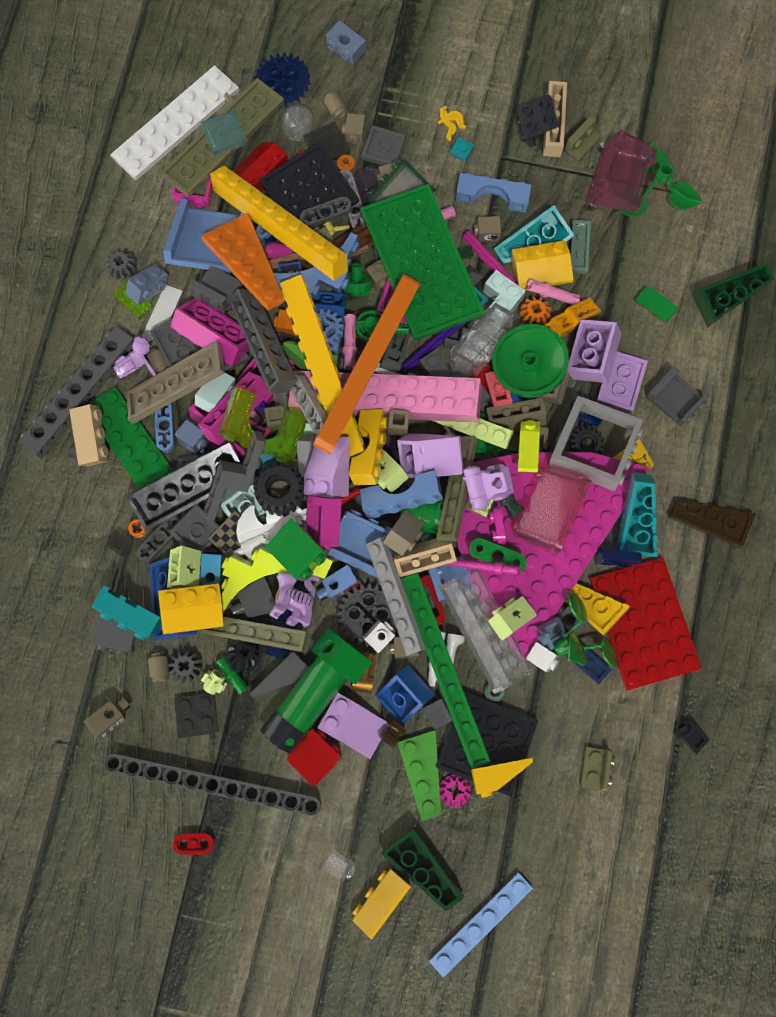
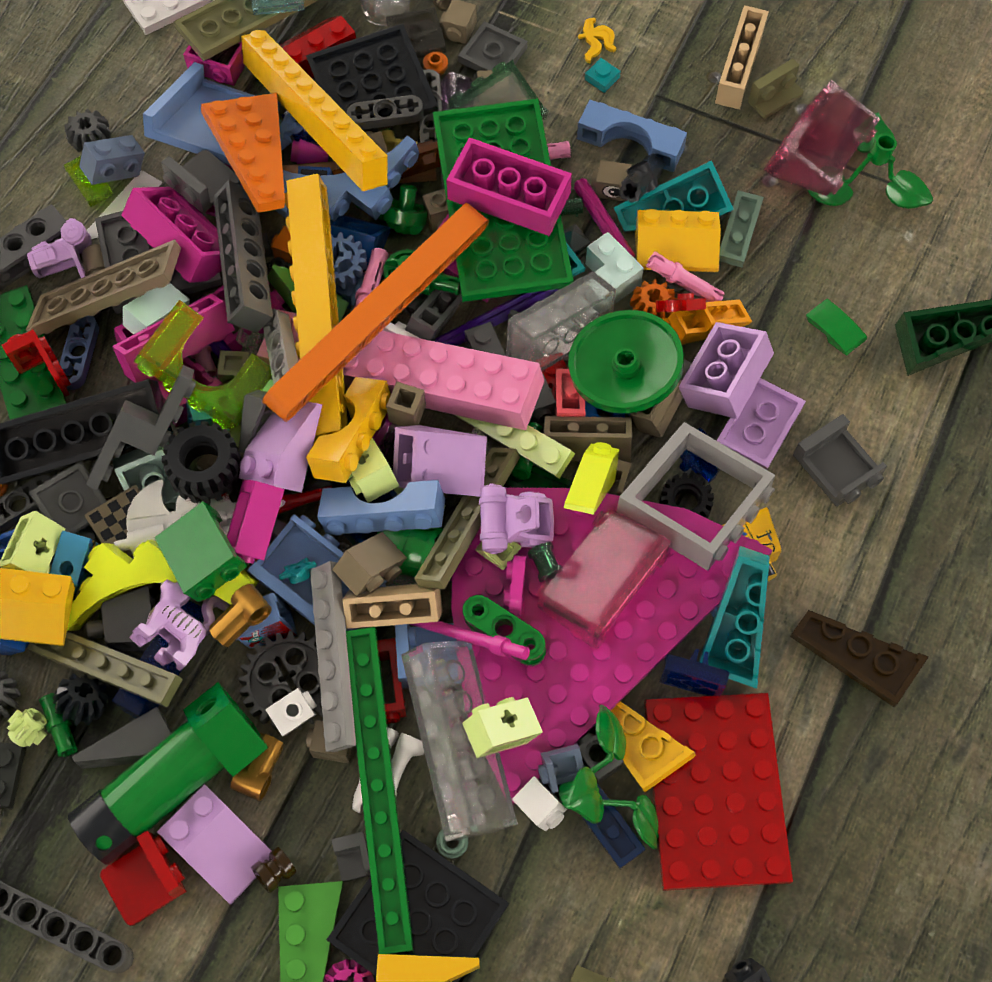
camera: 15 degrees right, 10 degrees down
(135, 437) = (29, 351): none -> red bracket
(192, 438) = (104, 368): sand blue brick -> none
(334, 580) = (246, 610): none -> pearl gold piece
(358, 546) = (298, 572): none -> teal plate
(404, 695) = (310, 814): blue slope -> none
(428, 255) = (509, 186): none -> dark pink brick
(509, 225) = (642, 178): none -> black piece
(536, 118) = (714, 49): black bracket -> none
(557, 311) = (684, 302): none -> red plate

